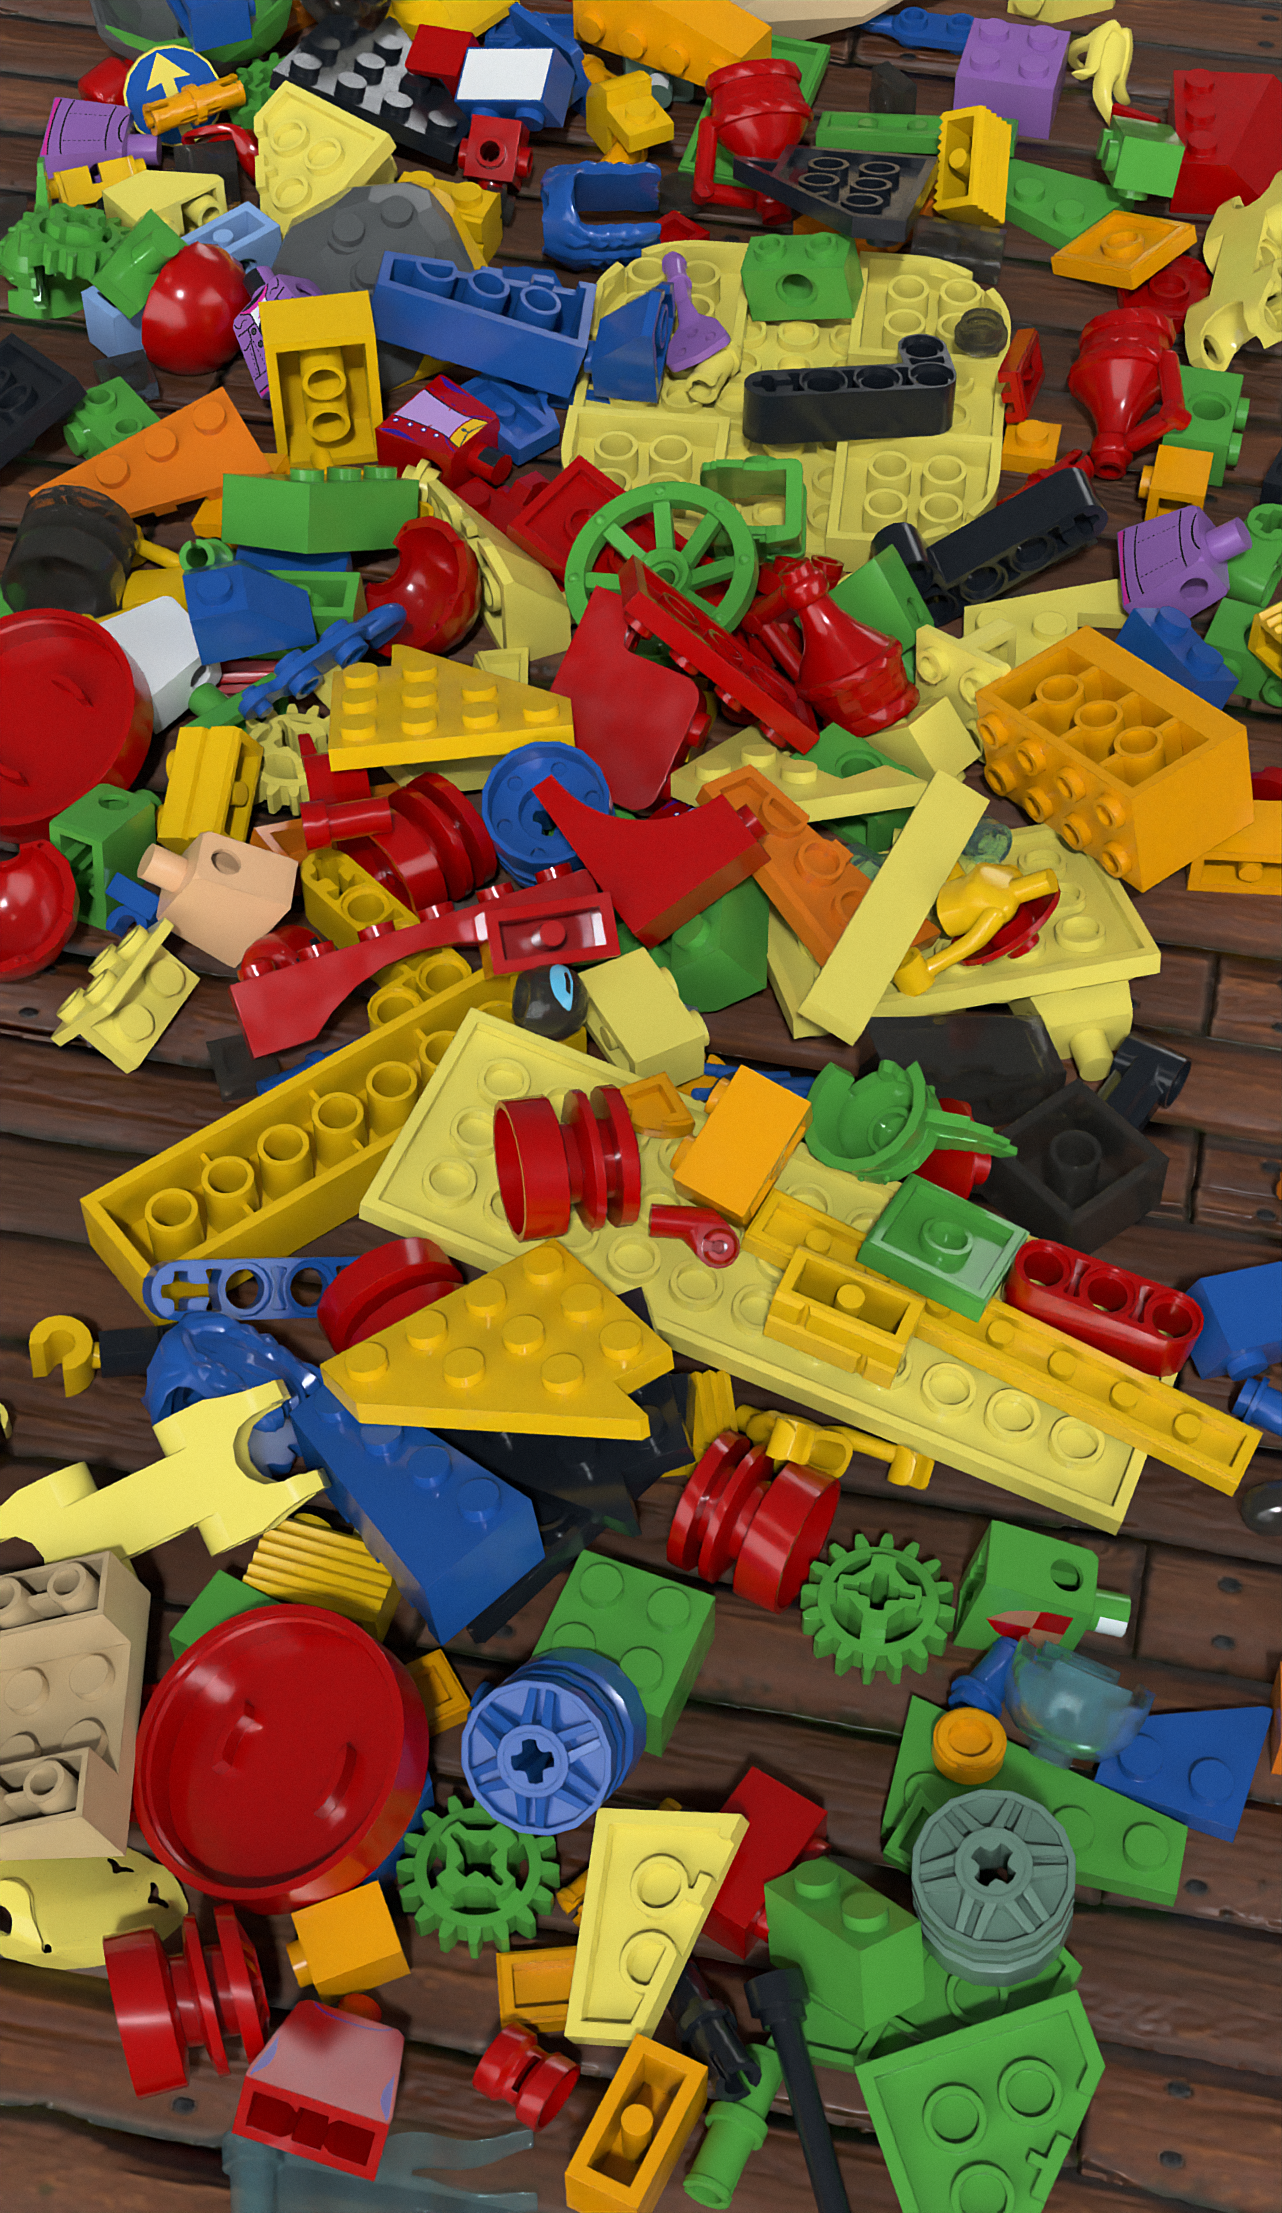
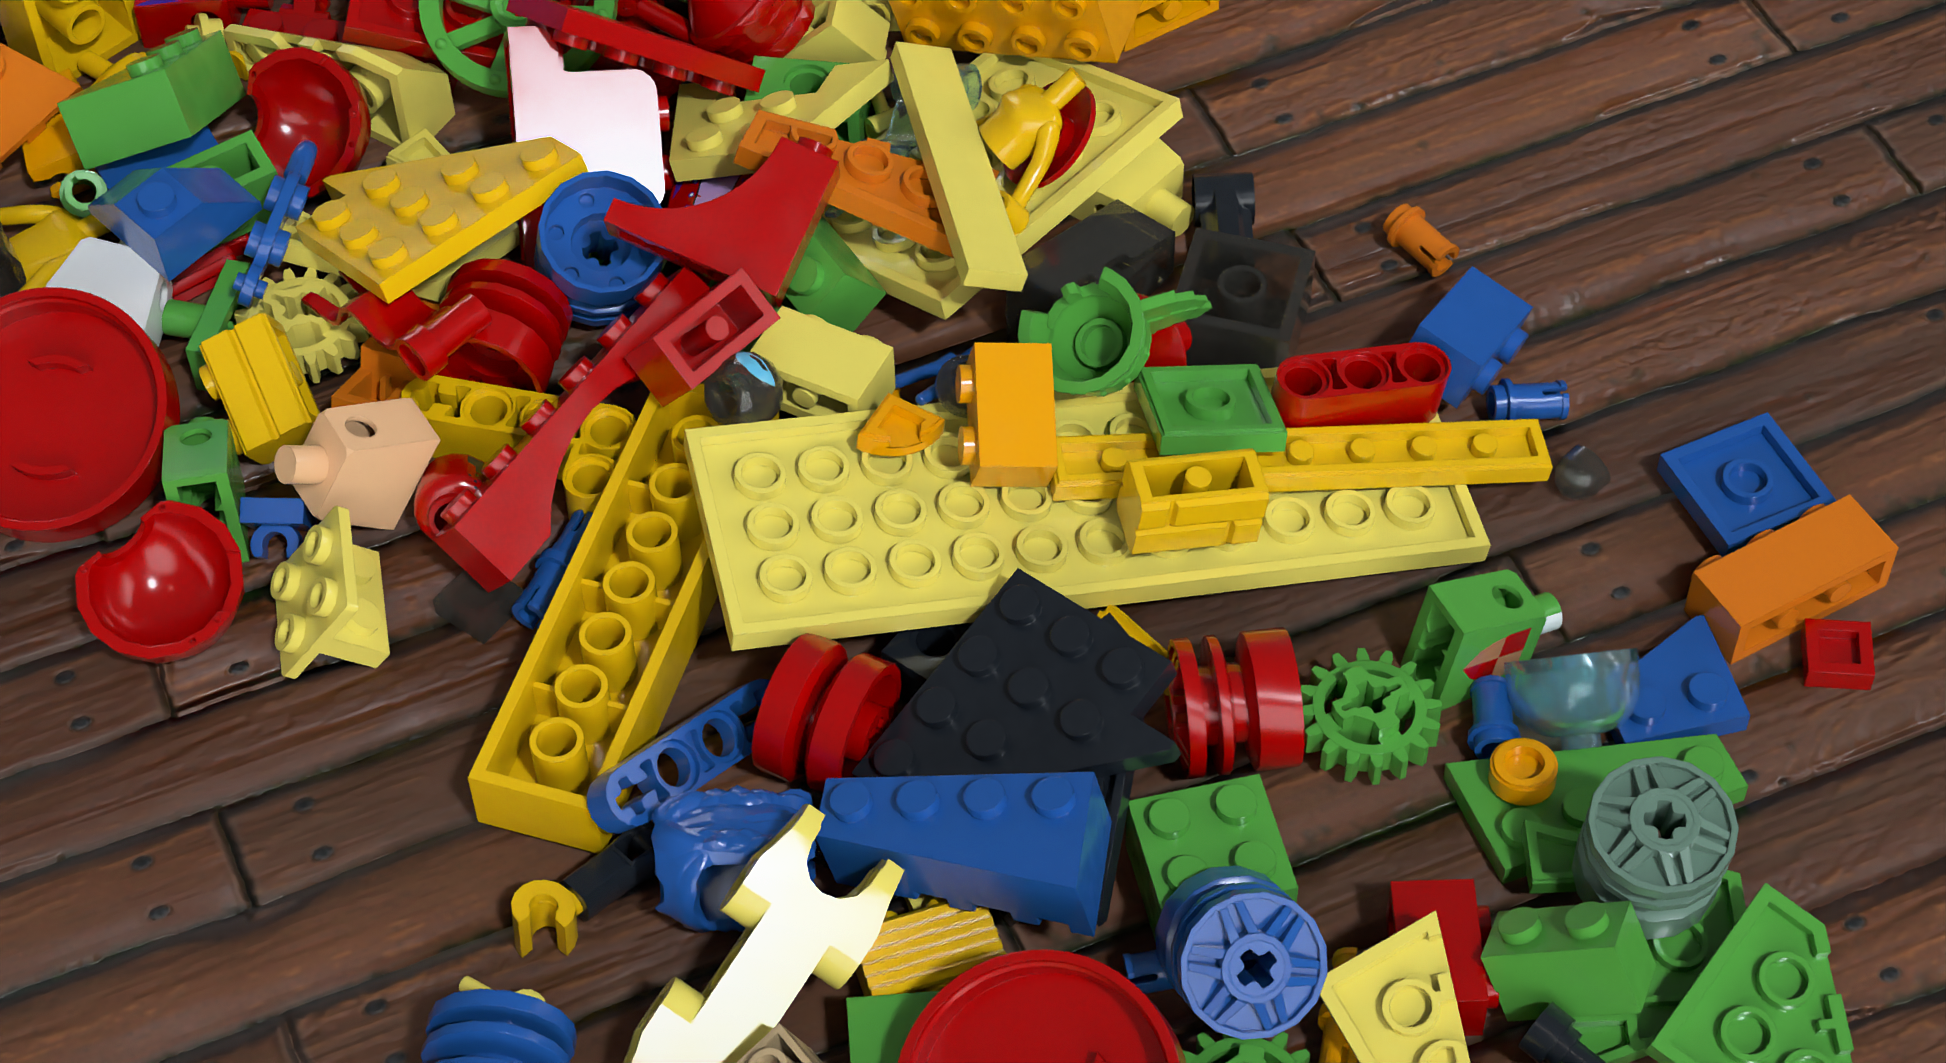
camera: 35 degrees left, 0 degrees up
(511, 1353) = (970, 673): yellow wing -> none
(581, 1161) = (892, 500): red wheel -> none
(699, 1229) = (1018, 501): red arm -> none
(828, 1447) = (1234, 615): yellow piece -> none

